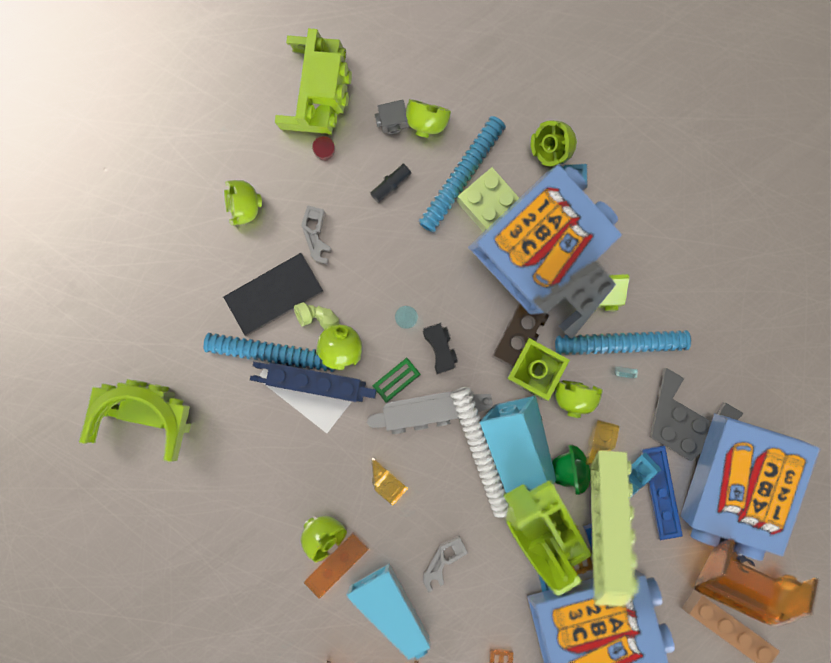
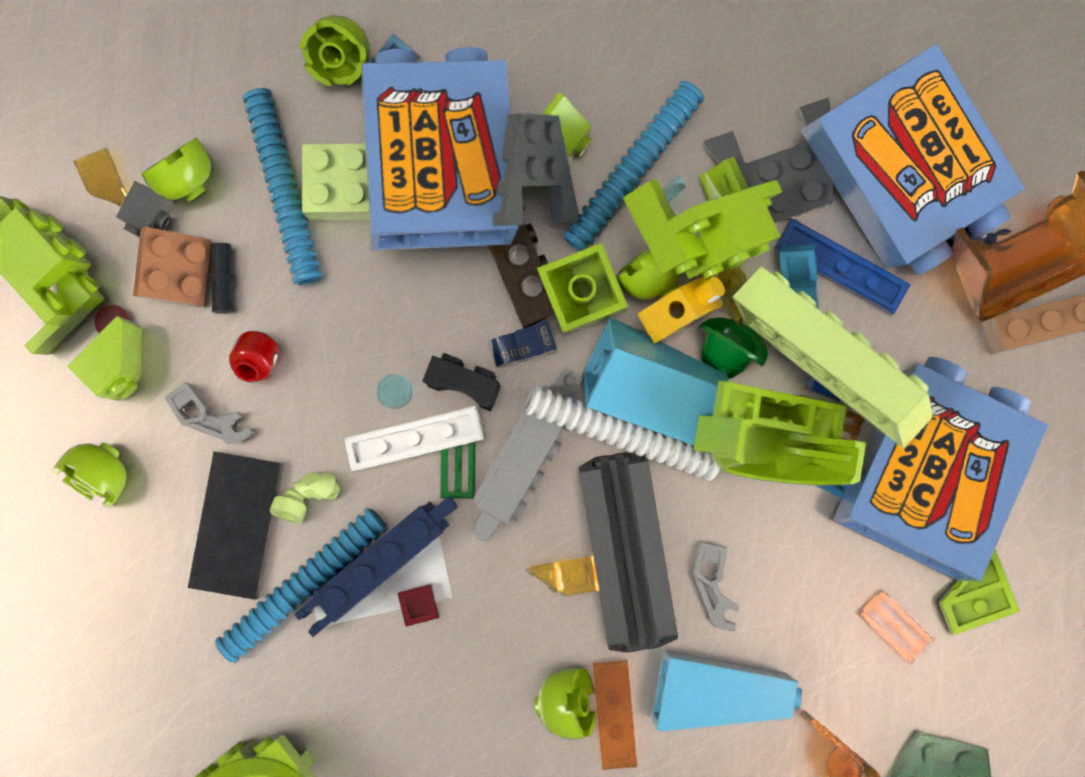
camera: 45 degrees left, 0 degrees up
(304, 164) = (112, 361): none -> lime slope
(309, 419) = (418, 605): none -> dark red tile
(339, 346) = (361, 498): lime cylinder -> none
(365, 232) = (253, 356): none -> red head
(375, 154) = (172, 267): none -> nougat plate
(391, 80) = (101, 176): none -> clear yellow slope
(392, 348) = (414, 438): none -> white tile
(423, 504) = (628, 552): none -> dark grey piece
(484, 363) = (523, 345): none -> dark blue leg
(578, 431) = (693, 303): none -> yellow torso
(635, 418) = (730, 224): none -> lime piece

